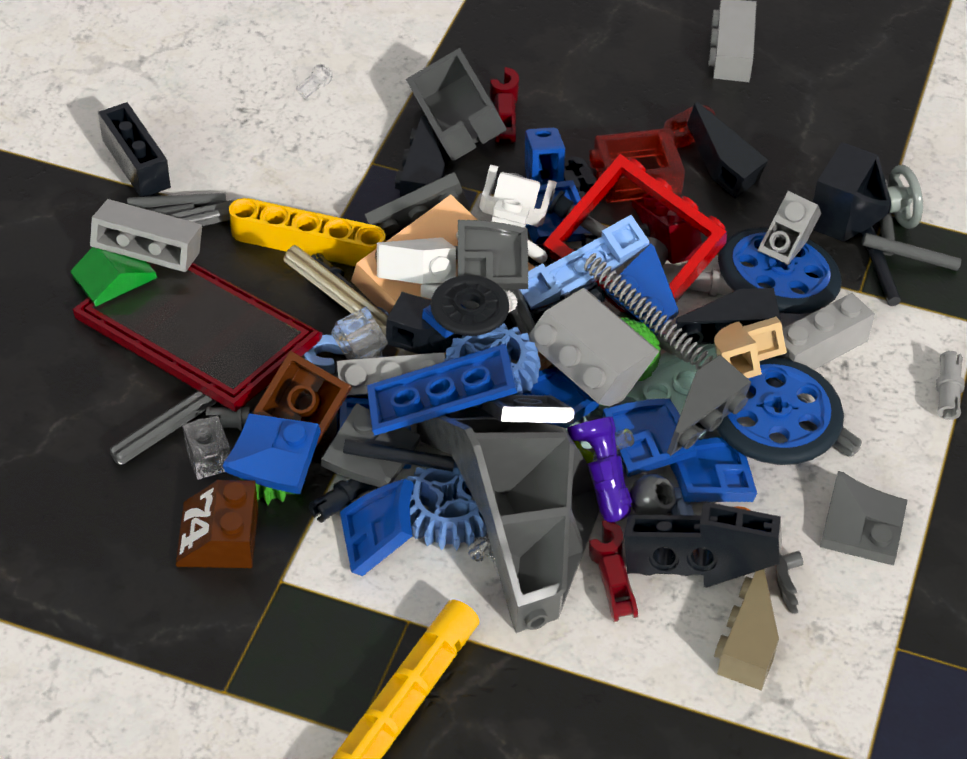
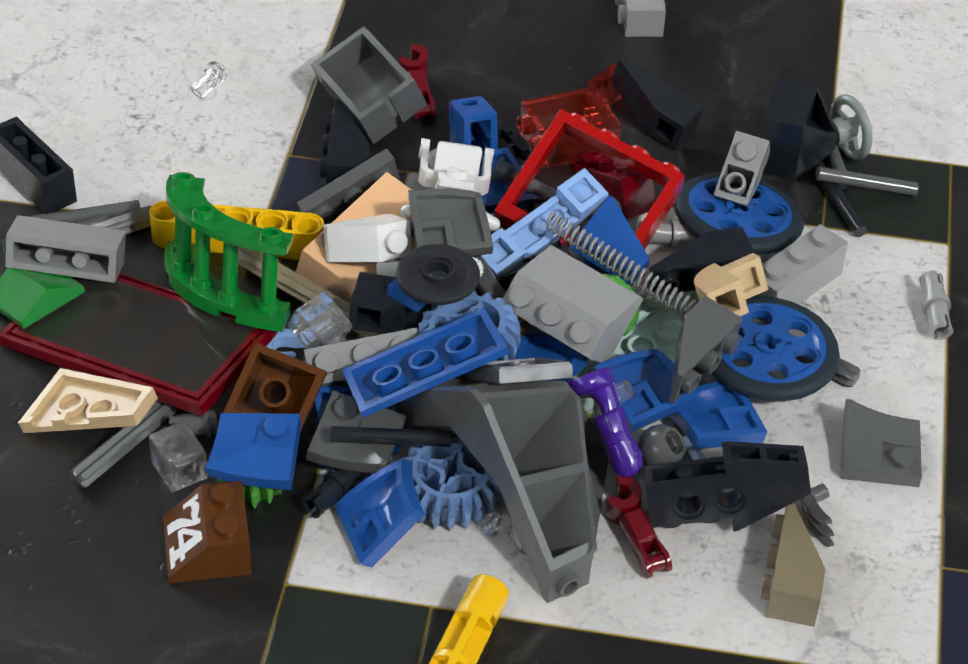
camera: 10 degrees left, 5 degrees down
(136, 385) = (87, 402): none -> tan wing
(262, 237) = (190, 263): none -> green fence

